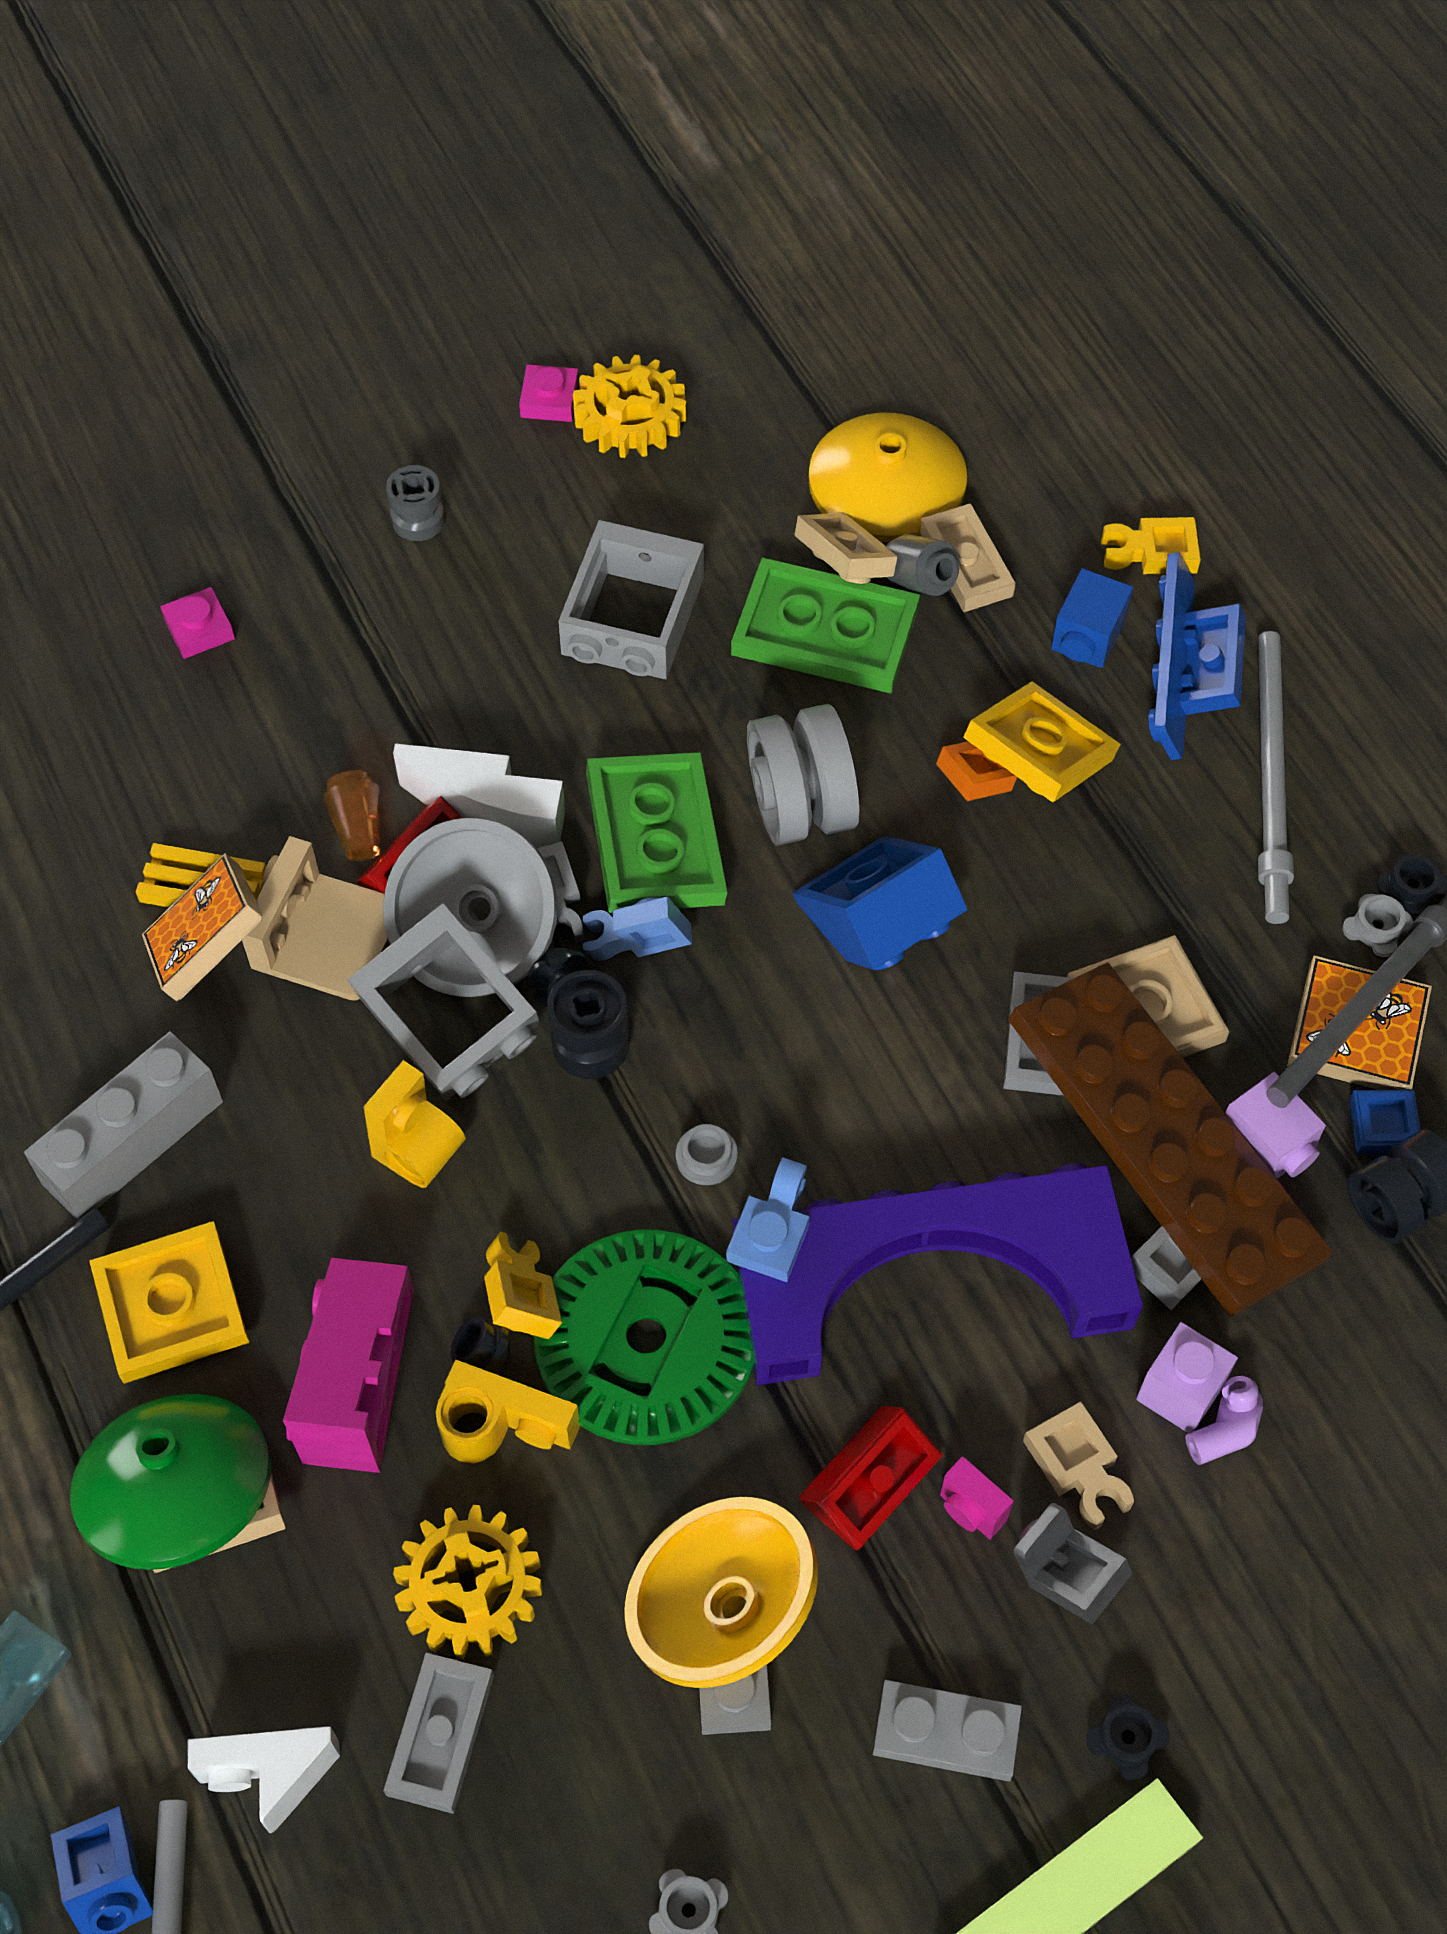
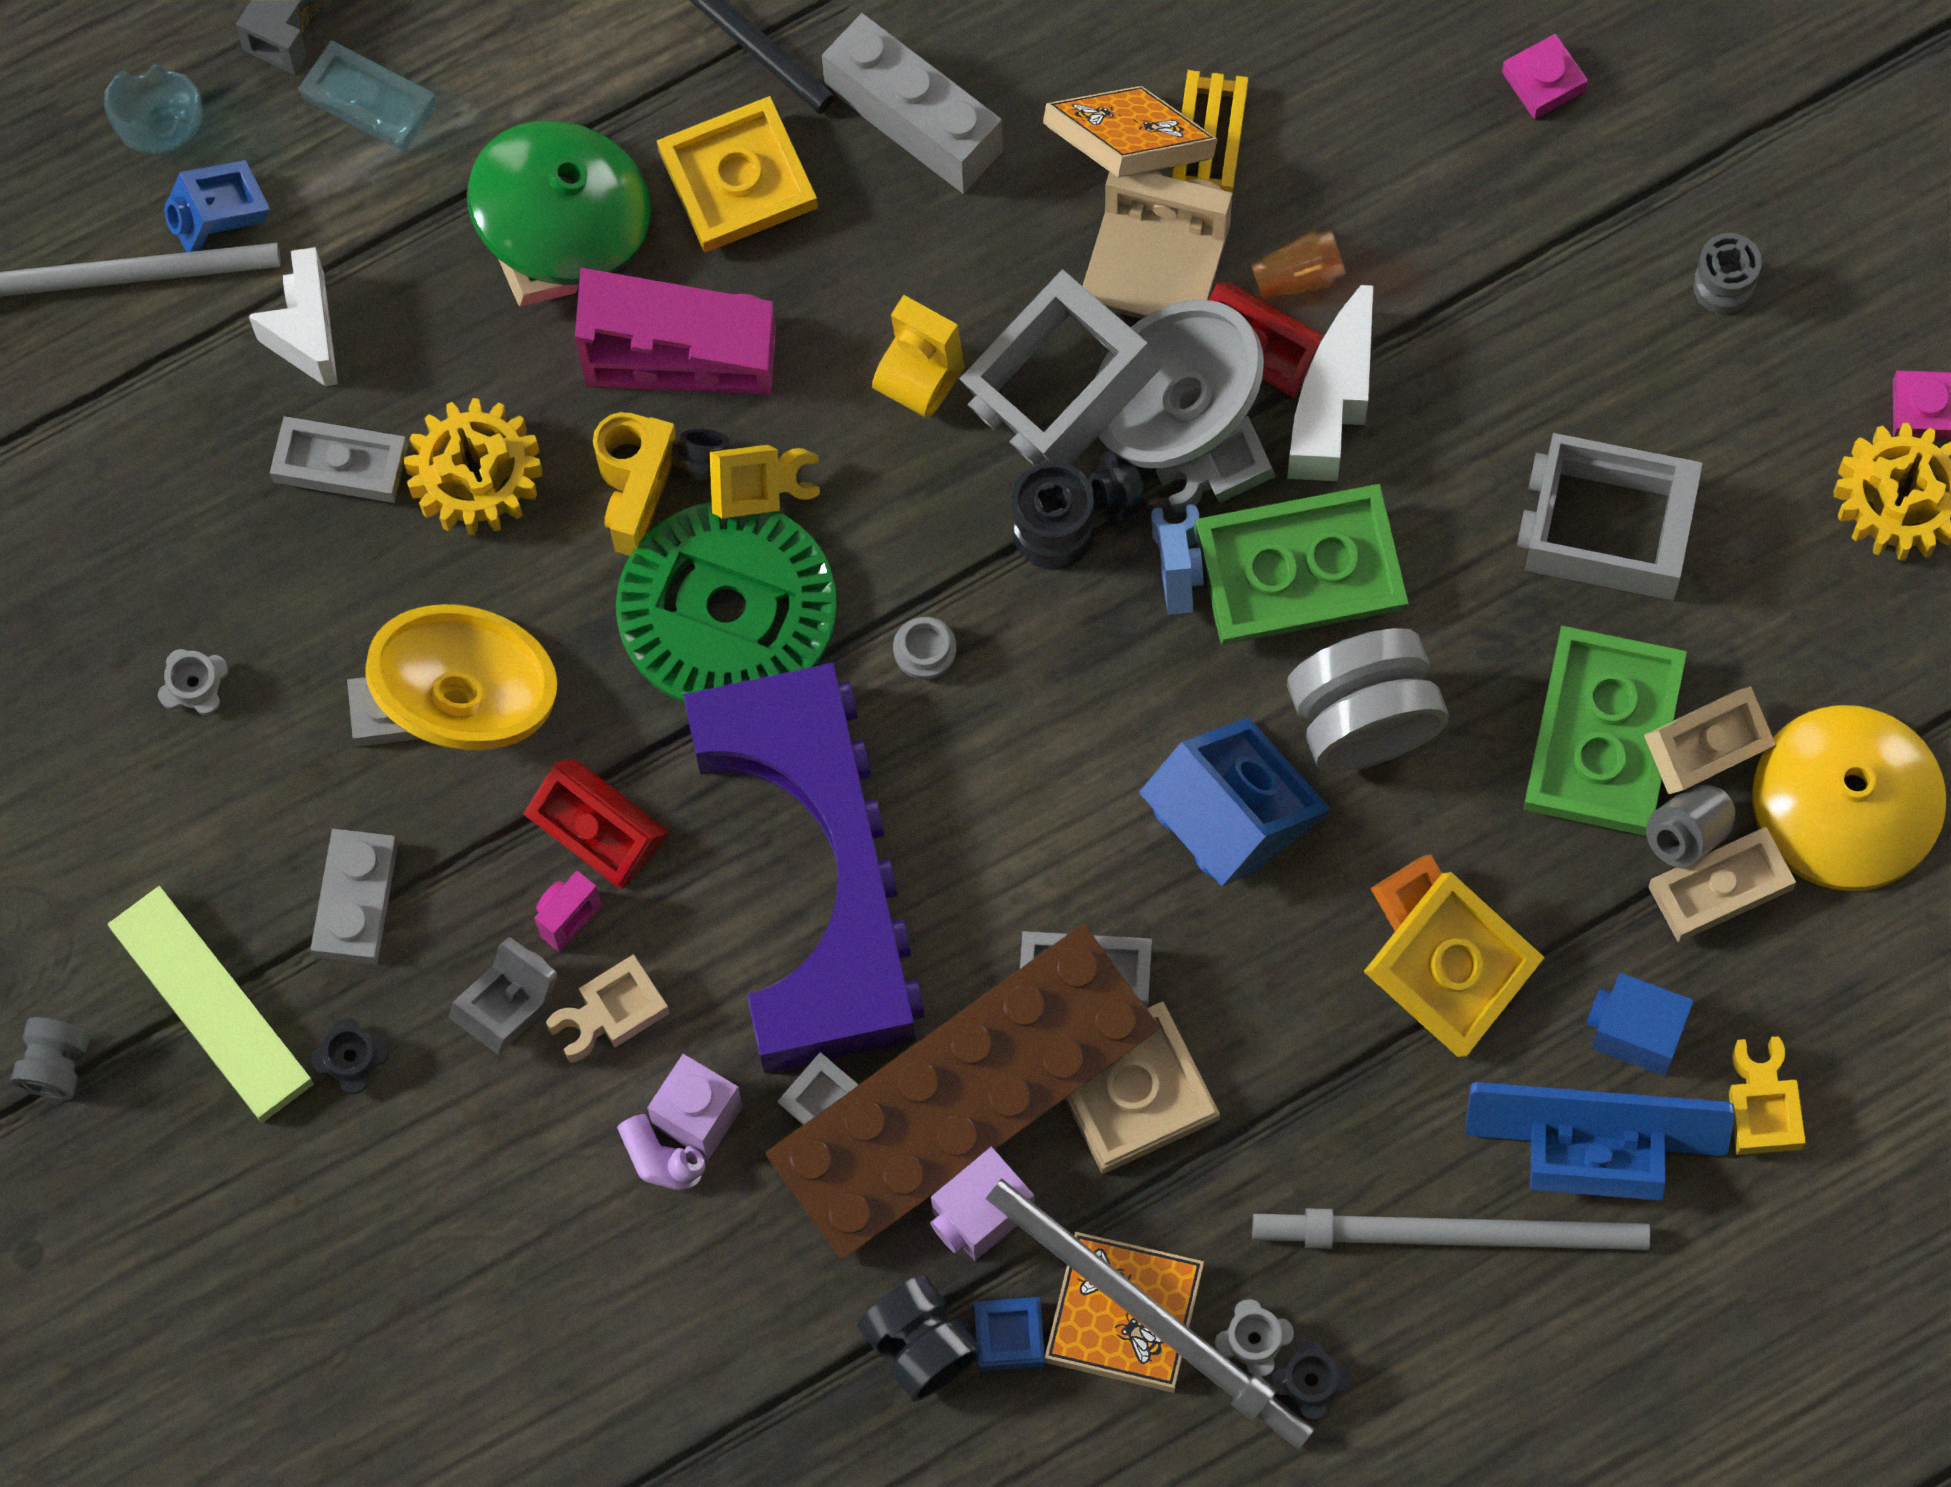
camera: 90 degrees right, 10 degrees up
(772, 1231) = (815, 692): medium blue plate -> none

